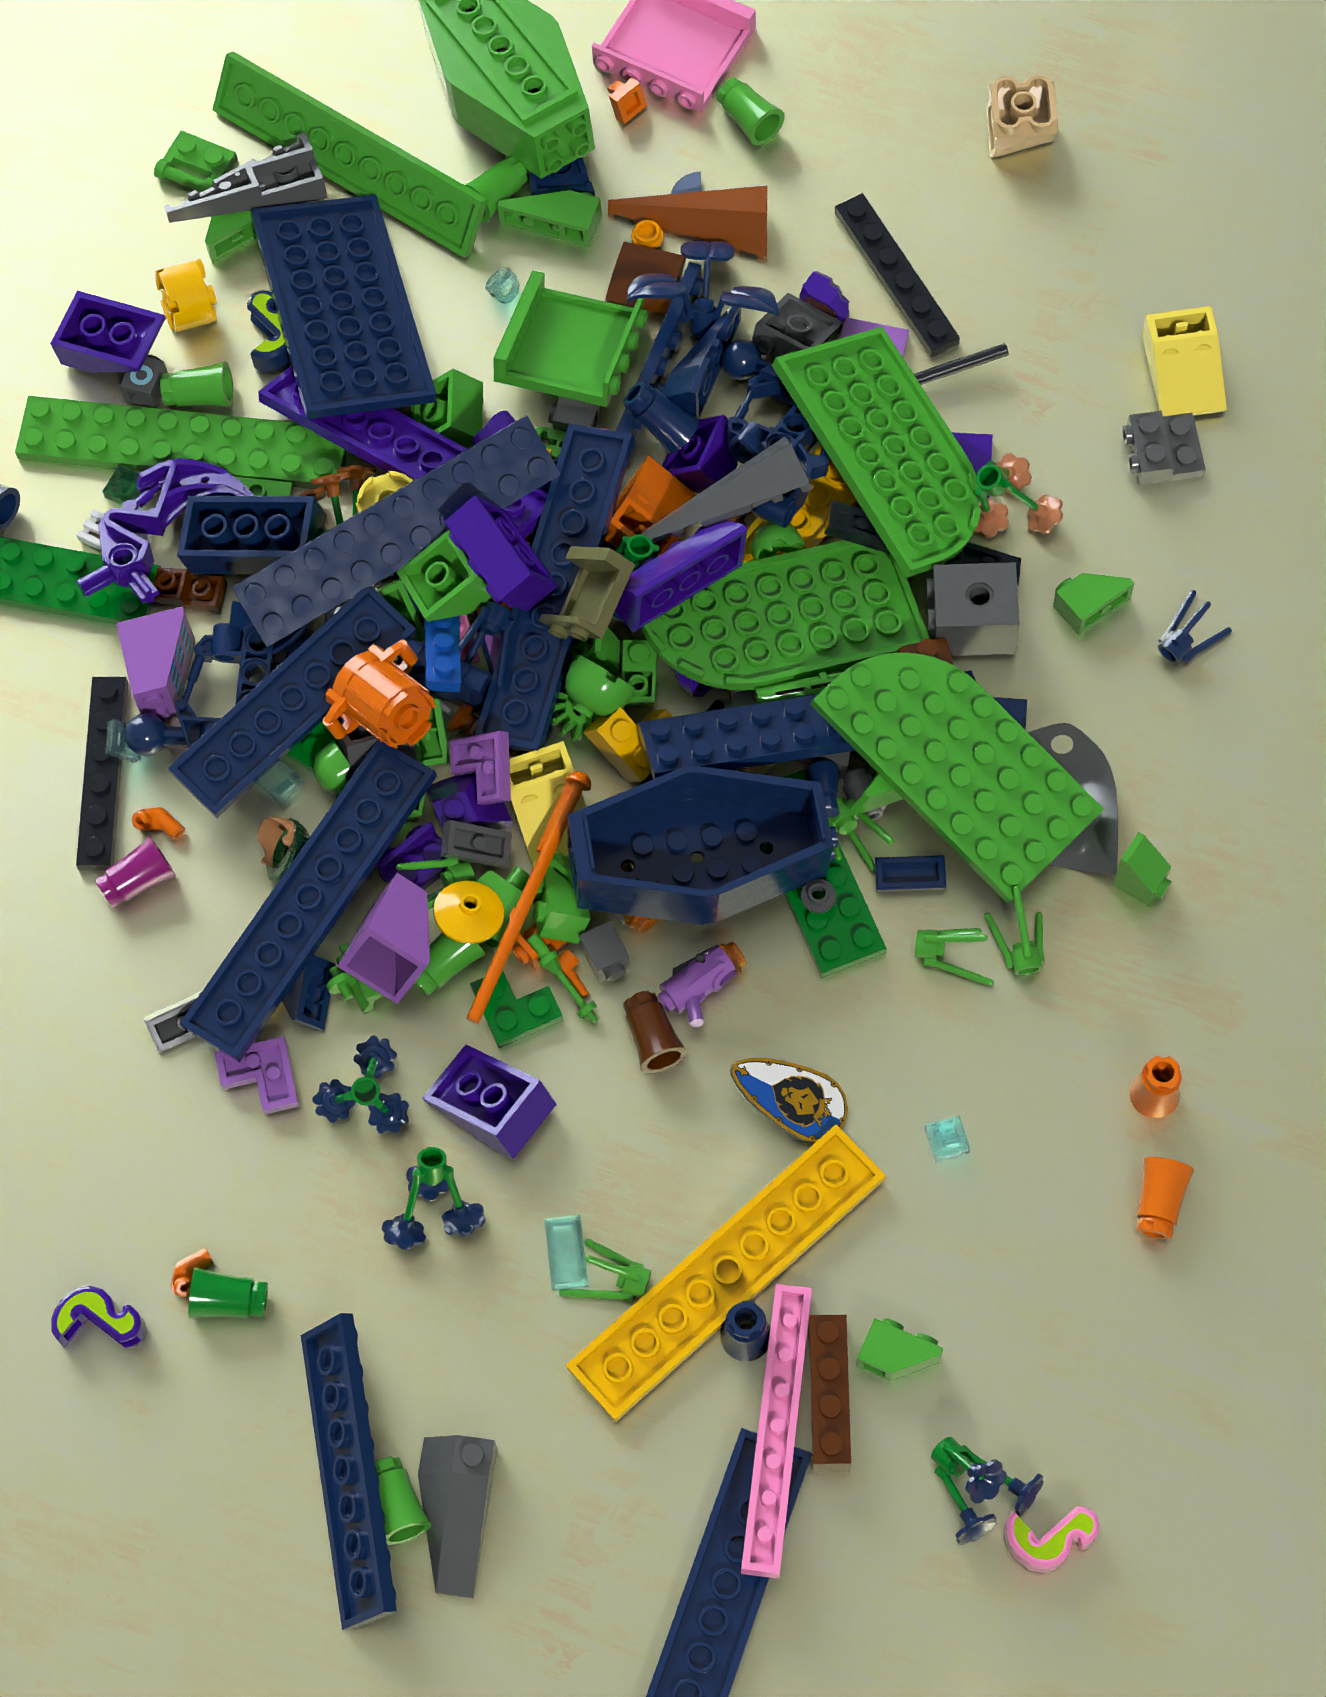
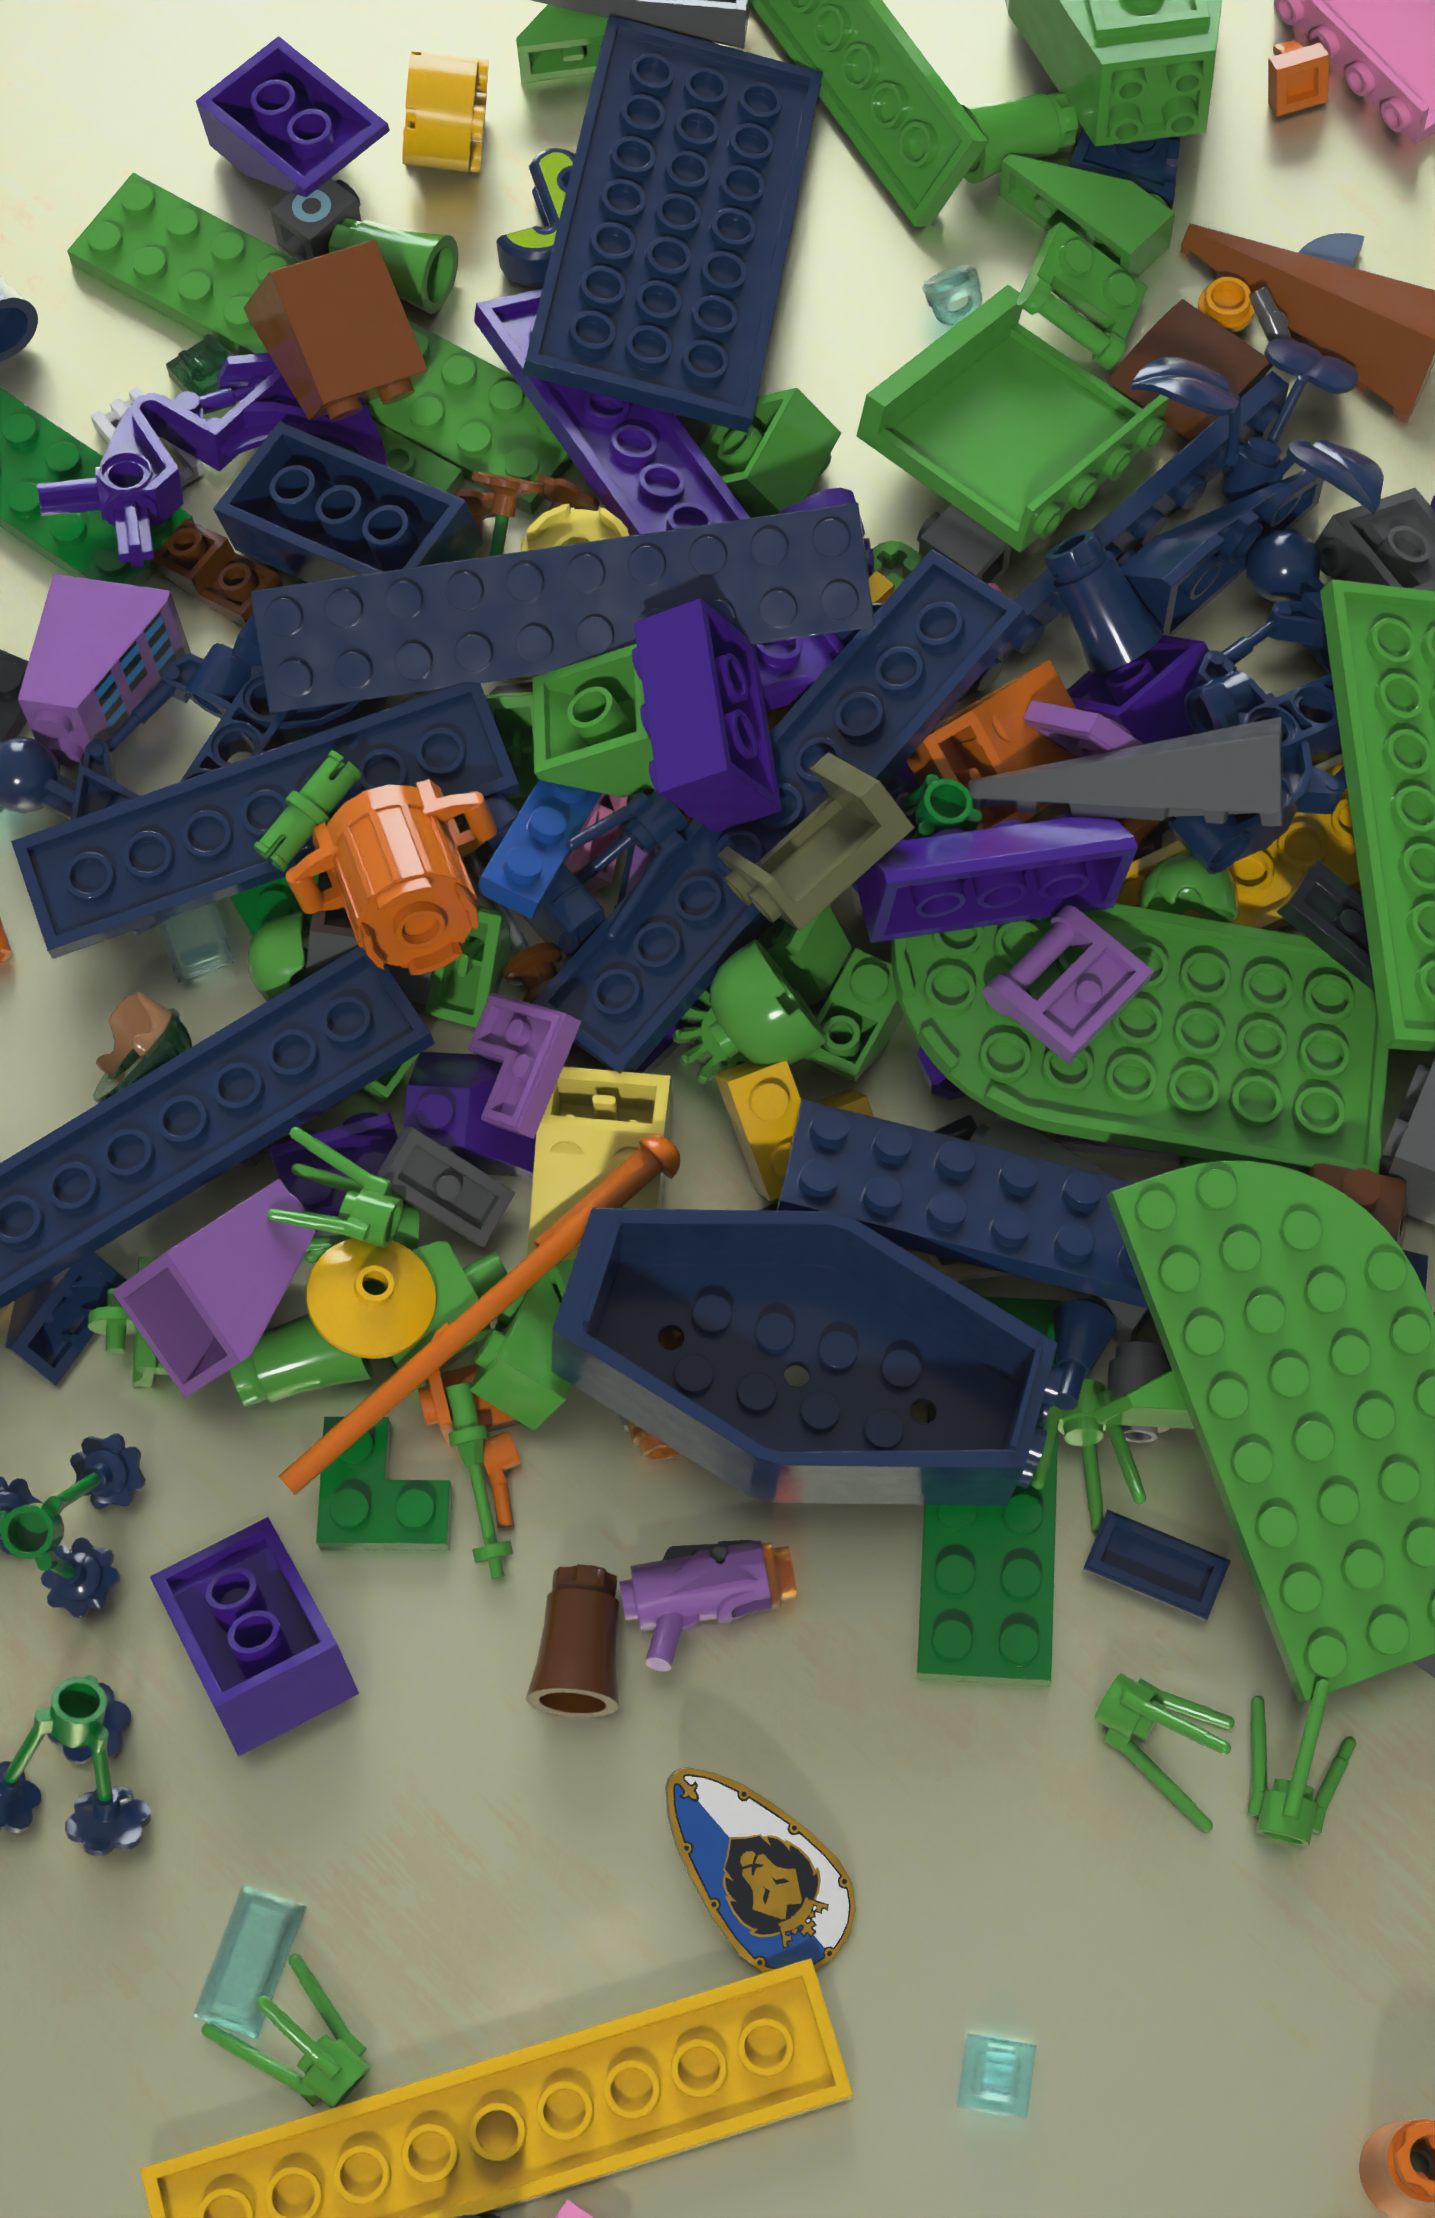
camera: 25 degrees right, 0 degrees up
(196, 437) = (337, 332): none -> dark orange slope
(316, 686) = (307, 810): none -> bright green pin
(447, 873) = (363, 1215): none -> bright green plant
(572, 252) = (1091, 286): none -> bright green plate
(605, 952) = (569, 1467): dark grey brick -> none
(675, 234) = (1271, 319): none -> dark grey helmet
(684, 485) = (1078, 730): none -> medium lavender plate
(750, 613) = (1082, 997): none -> medium lavender plate
(767, 693) = (1050, 1144): bright green pin -> none
(818, 905) = (972, 1555): dark grey plate -> none

